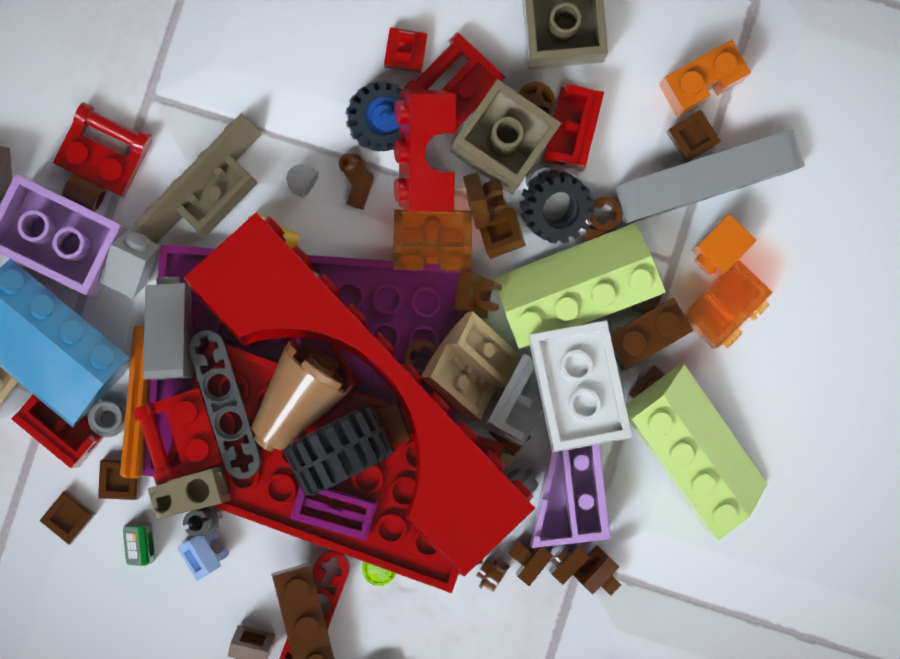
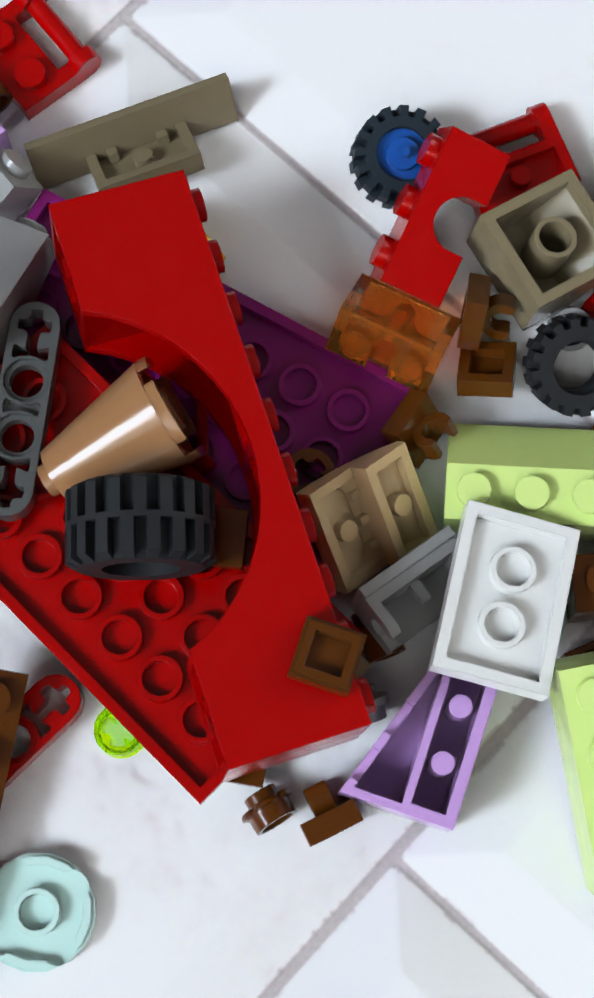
camera: 25 degrees right, 10 degrees down
(301, 179) = (262, 192): light grey hinge -> none
(359, 176) = (336, 223): reddish brown arm -> none
(366, 519) = (132, 647): magenta tile -> none
(405, 50) = (467, 98): red tile -> none
(491, 481) = (326, 656): none -> reddish brown tile
(567, 562) = (377, 841): reddish brown plate -> none
(598, 572) = (412, 874): reddish brown tile -> none

